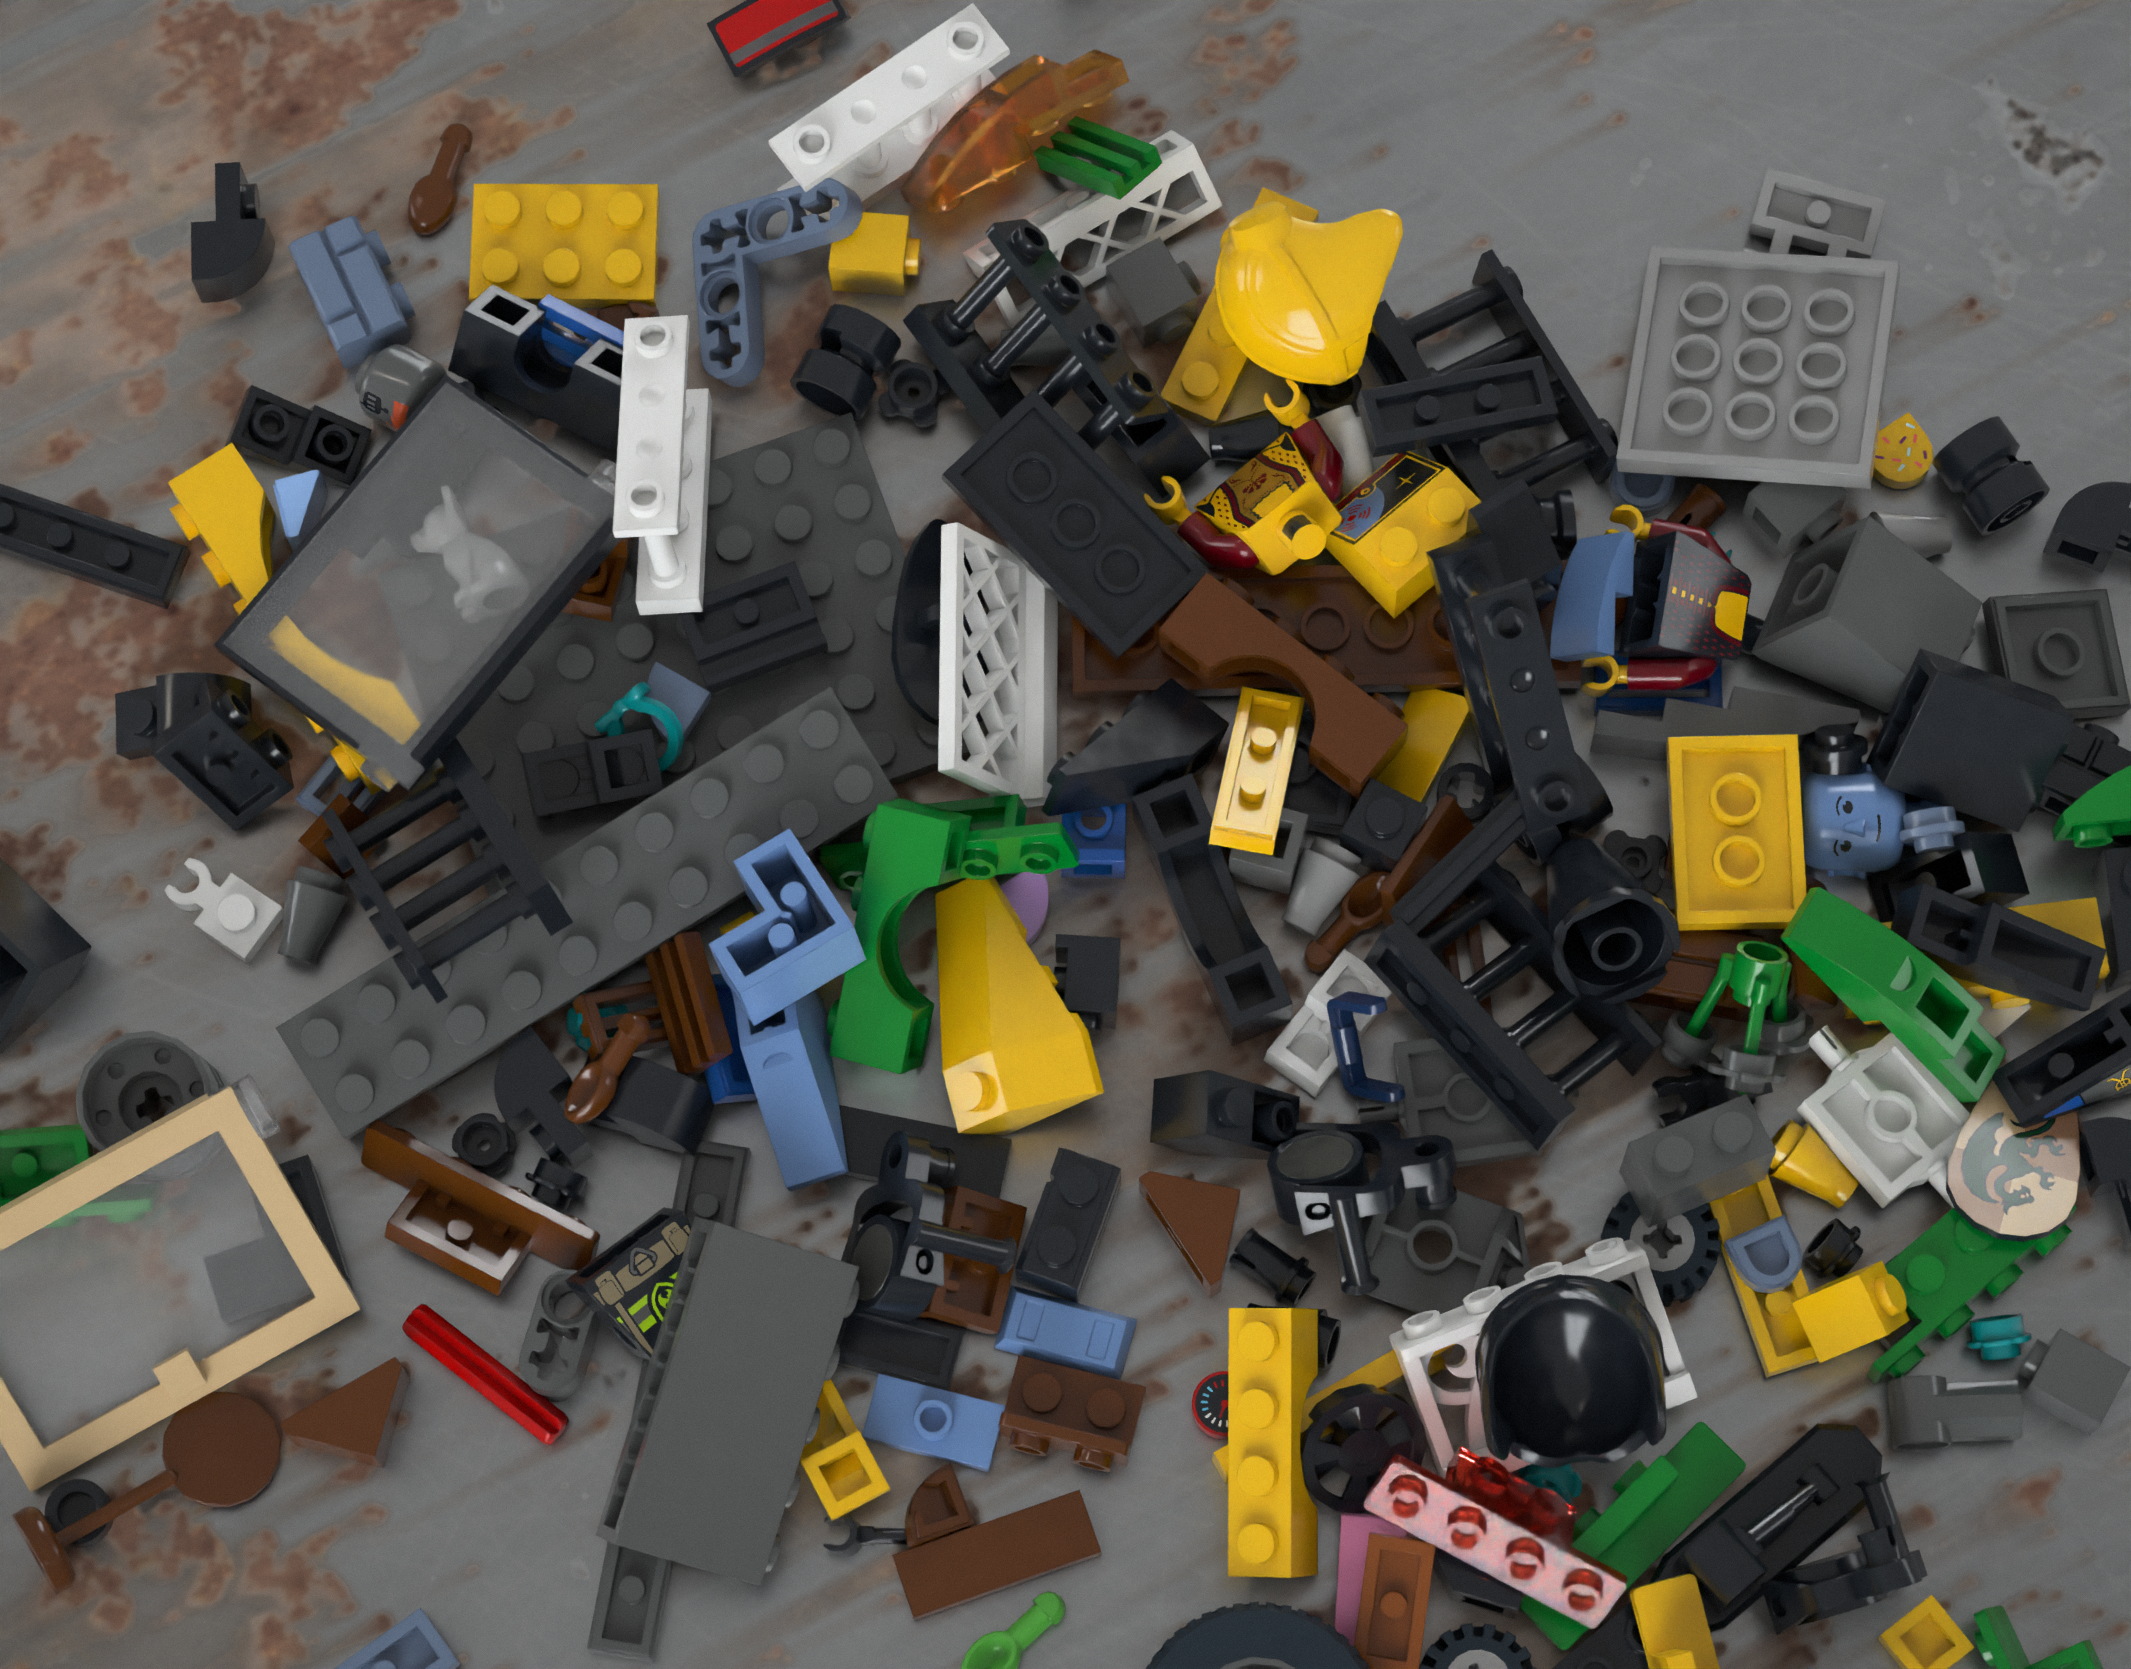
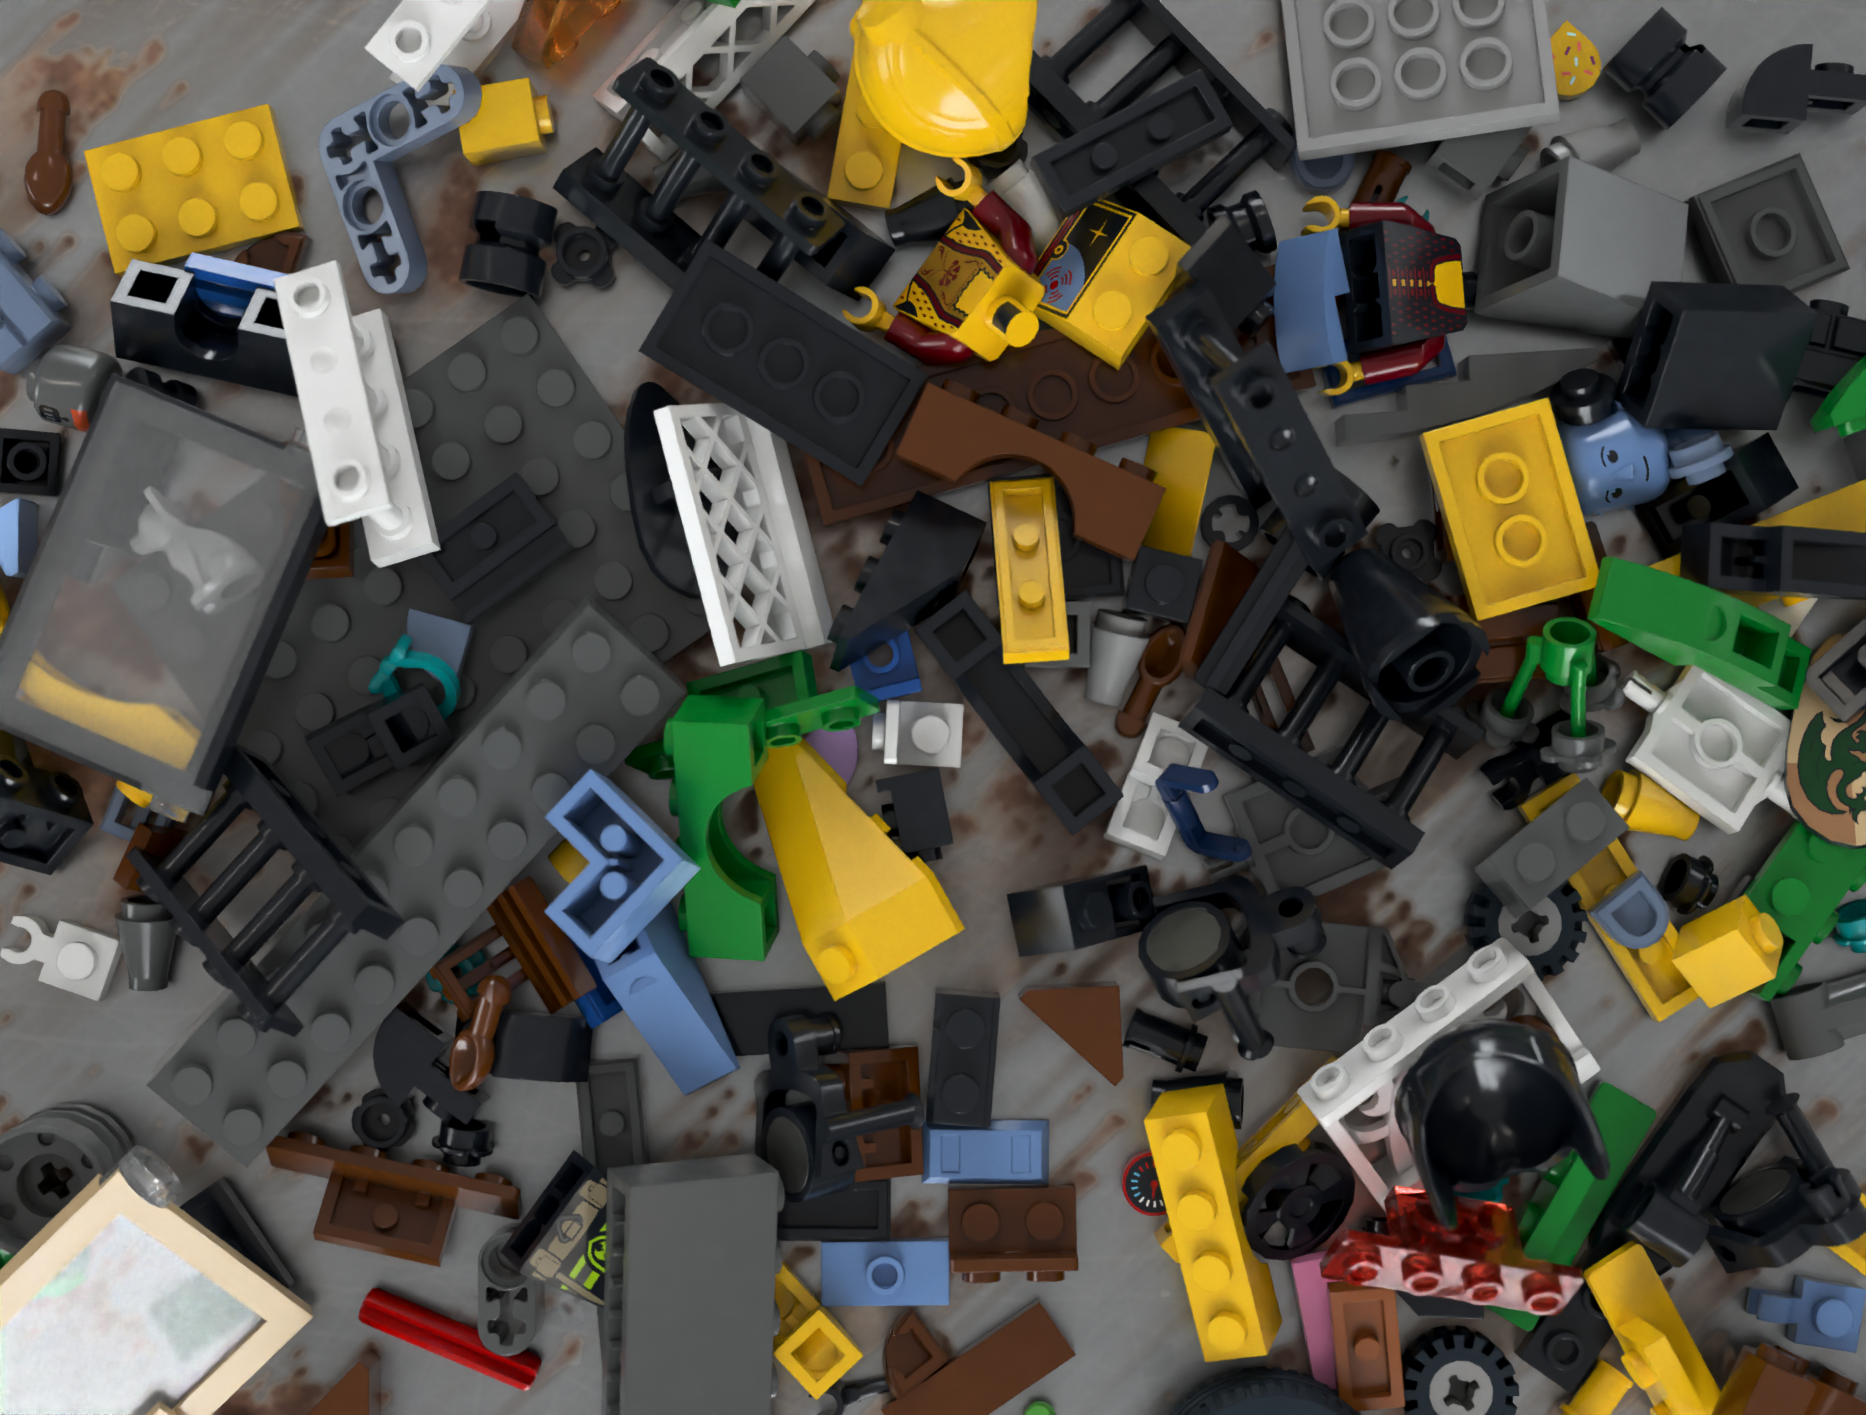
camera: 15 degrees left, 15 degrees up
(1111, 909) = (919, 733): none -> white bracket

